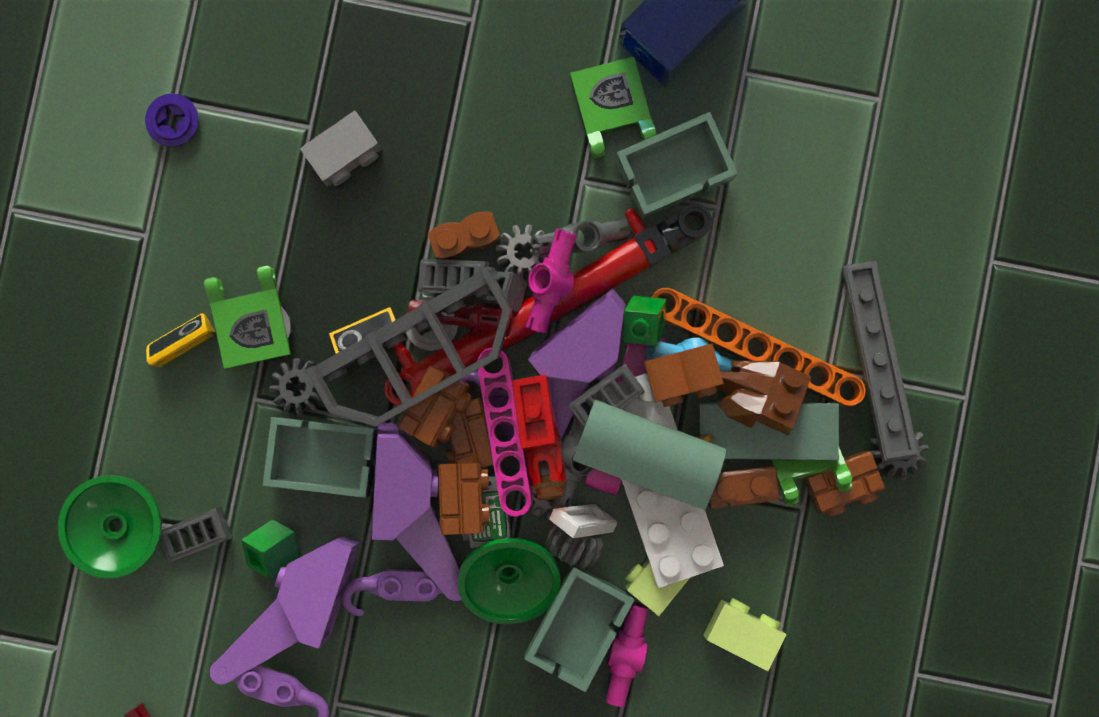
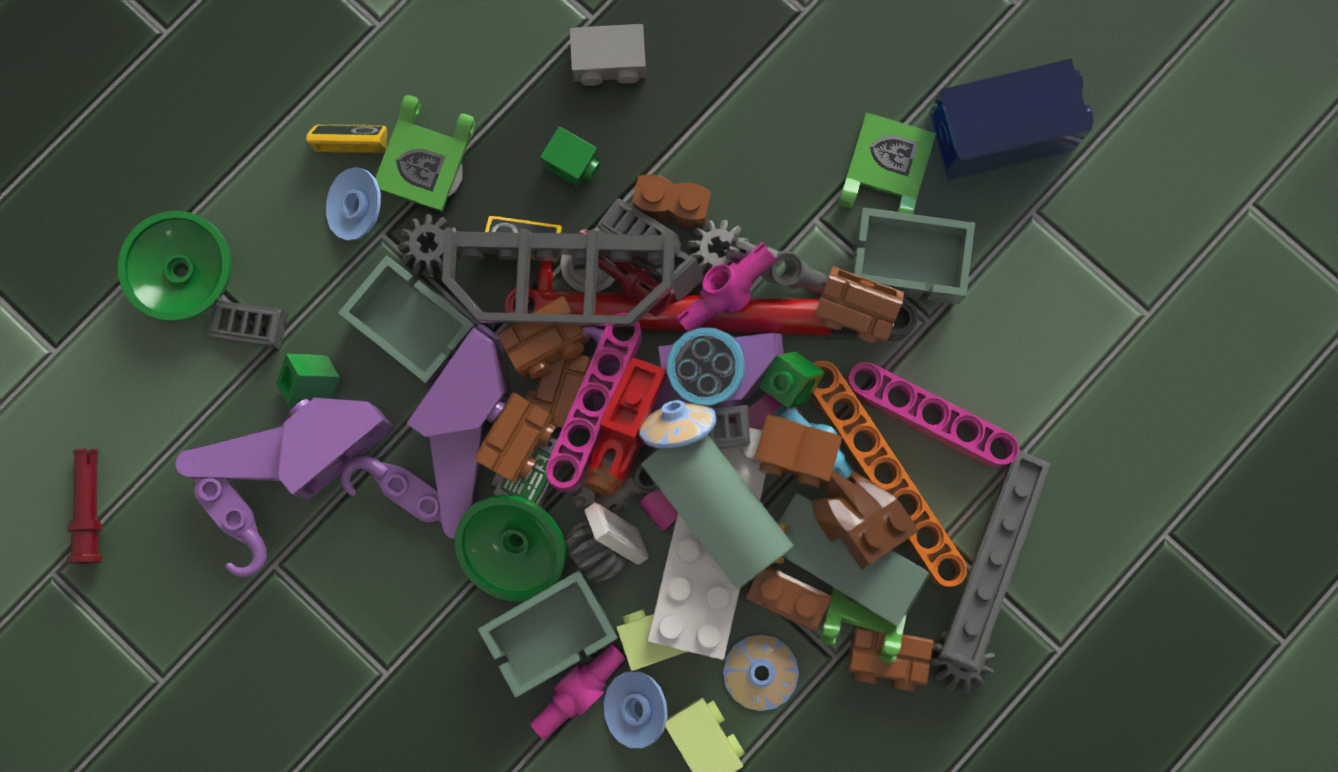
camera: 35 degrees right, 5 degrees down
(217, 391) = (353, 204): none -> light blue dish
(364, 250) = (570, 157): none -> green brick
(575, 353) = (706, 366): none -> tile
(582, 412) = (677, 424): none -> dish
(661, 231) = (859, 305): none -> dark orange brick
(672, 650) = (624, 712): none -> light blue dish
(737, 549) = (740, 668): none -> tan dish
(779, 275) = (949, 415): none -> dark pink beam

